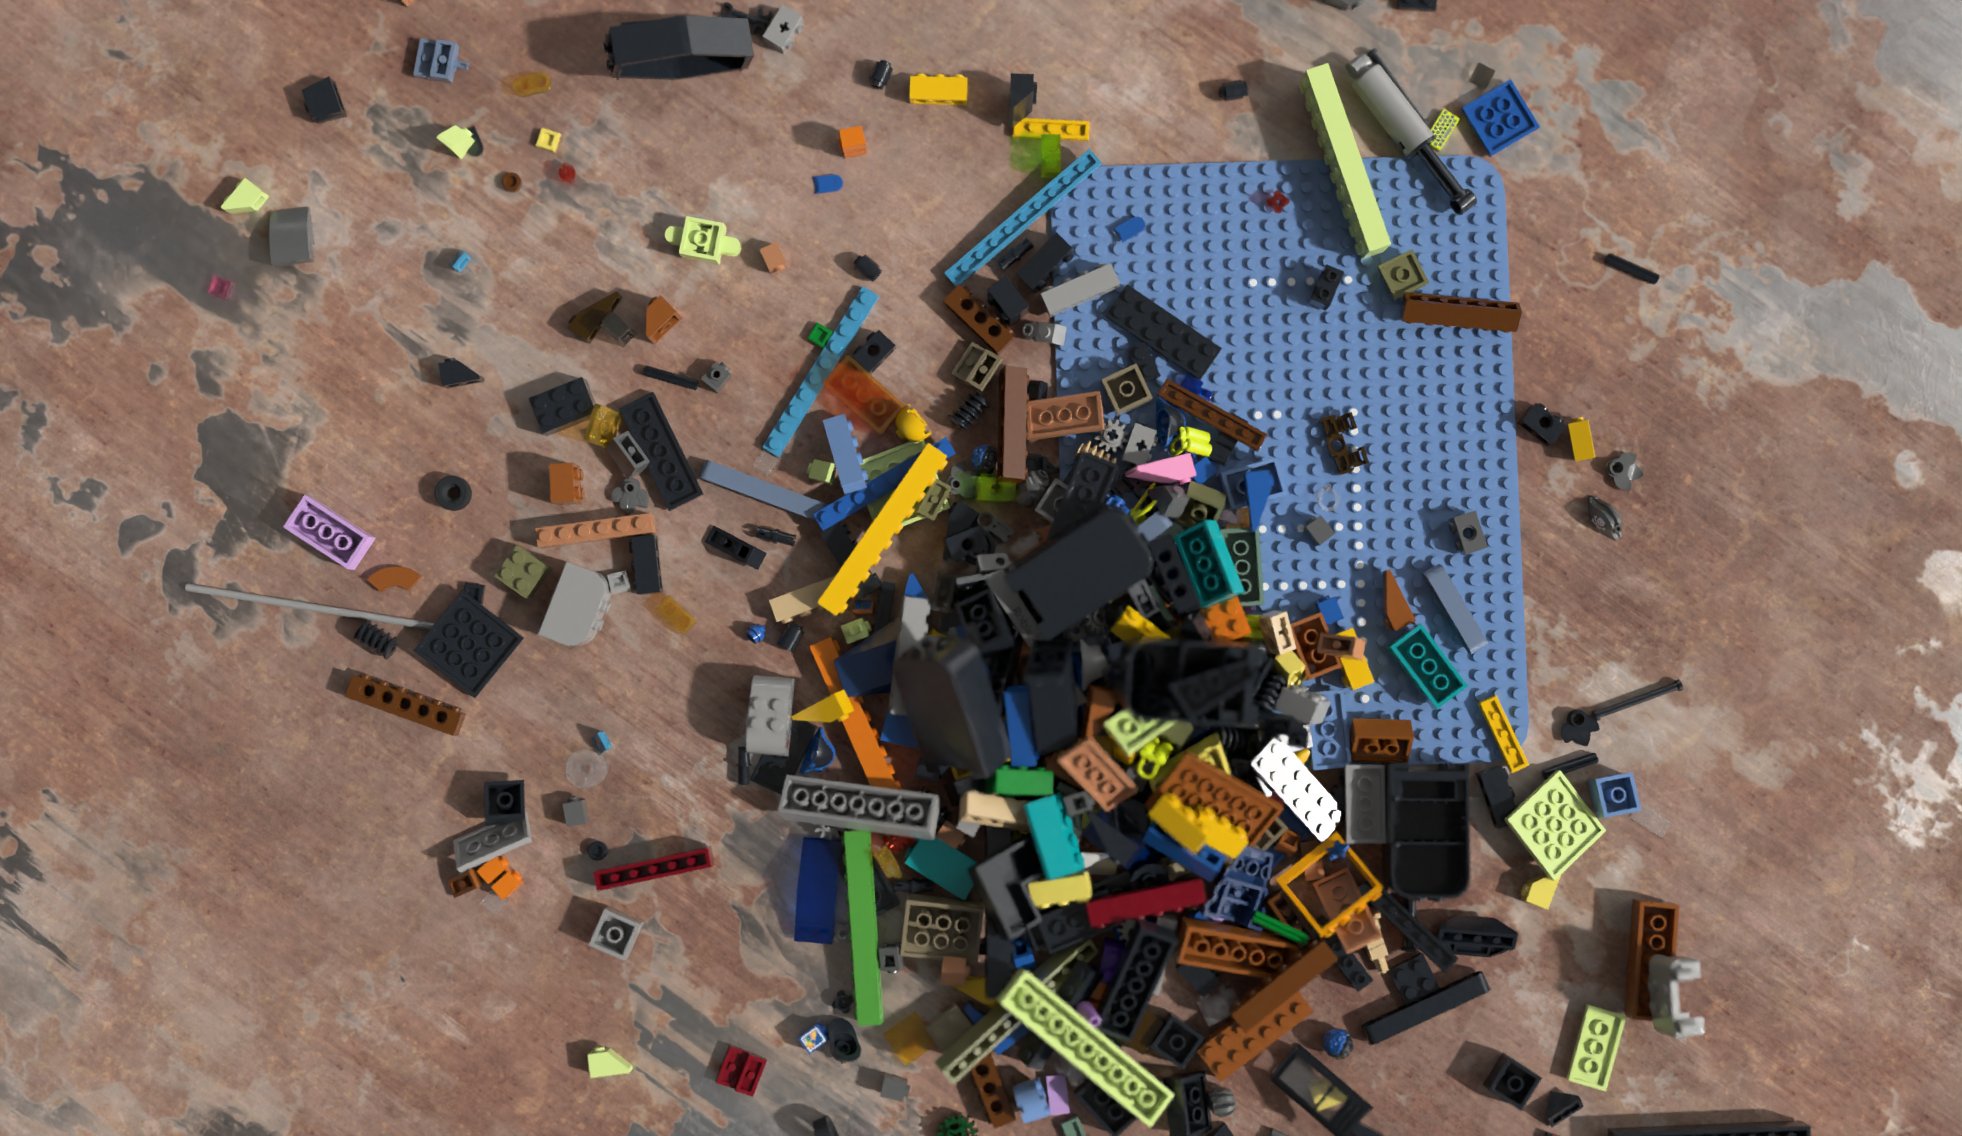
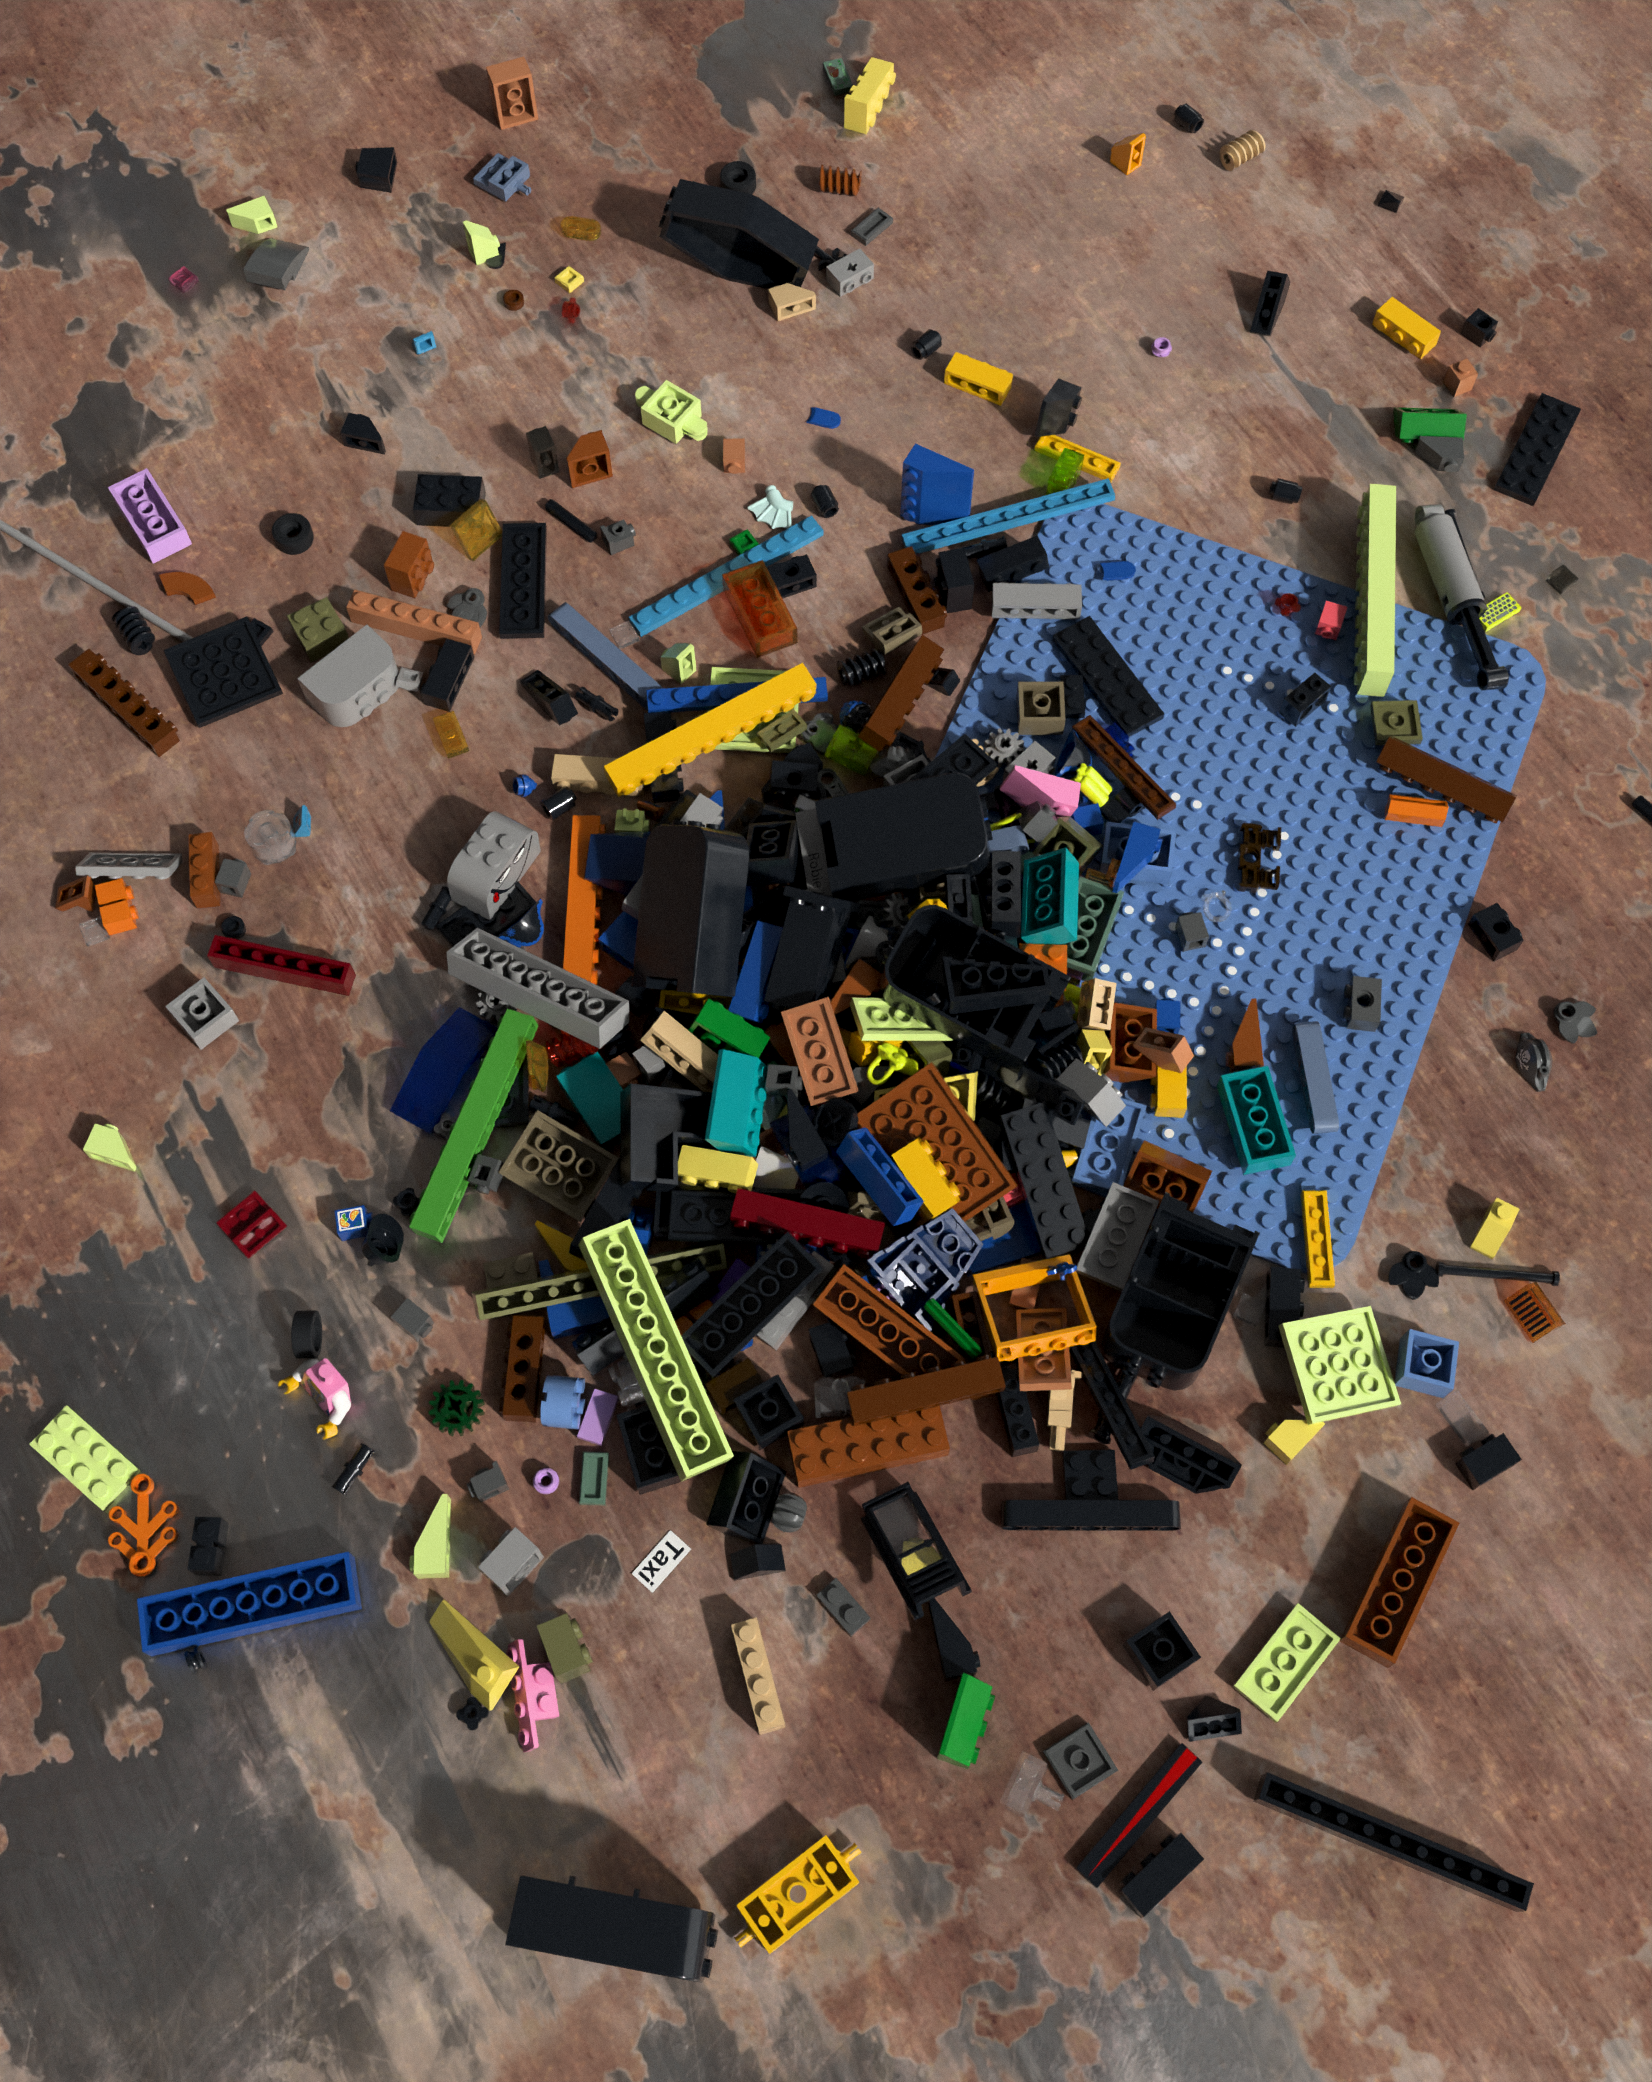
camera: 25 degrees right, 20 degrees down
(504, 802) = (162, 829): black slope -> none
(550, 817) = (204, 869): none -> dark orange brick
(588, 321) = (513, 441): dark brown slope -> none
(628, 455) = (487, 566): dark grey brick -> none
(746, 81) = (790, 300): none -> tan slope
(827, 710) = (560, 879): yellow slope -> none
(828, 292) = (773, 509): none -> light aqua arm
(844, 453) = (711, 649): medium blue brick -> none
(852, 142) = (867, 384): orange piece -> none
(910, 1038) = (459, 1275): clear yellow plate -> none
(911, 425) = (793, 651): yellow cylinder -> none
(954, 971) = (550, 1212): nougat brick -> none
(956, 230) = (934, 488): none -> blue slope
(1045, 332) = (982, 626): light grey brick -> none
(1065, 415) = (962, 708): nougat plate -> none
(1088, 1013) = (681, 1314): medium lavender cone -> none
(1181, 823) = (889, 1137): yellow brick -> none
(1288, 843) = (1006, 1249): dark orange slope -> none
(1318, 204) = (1331, 620): none -> coral brick
(1338, 1043) = (962, 1505): blue piece -> none
(1446, 347) = (1416, 810): none -> orange piece
(1500, 118) = (1566, 623): blue plate -> none
(1571, 765) = (1392, 1313): black axle -> none
(1581, 439) = (1536, 964): yellow brick -> none
(1623, 667) = (1494, 1228): none -> light yellow slope
(1664, 996) = (1390, 1648): light grey container -> none
(1673, 717) = (1534, 1311): none -> clear orange panel
(1679, 844) = (1488, 1460): none -> black brick

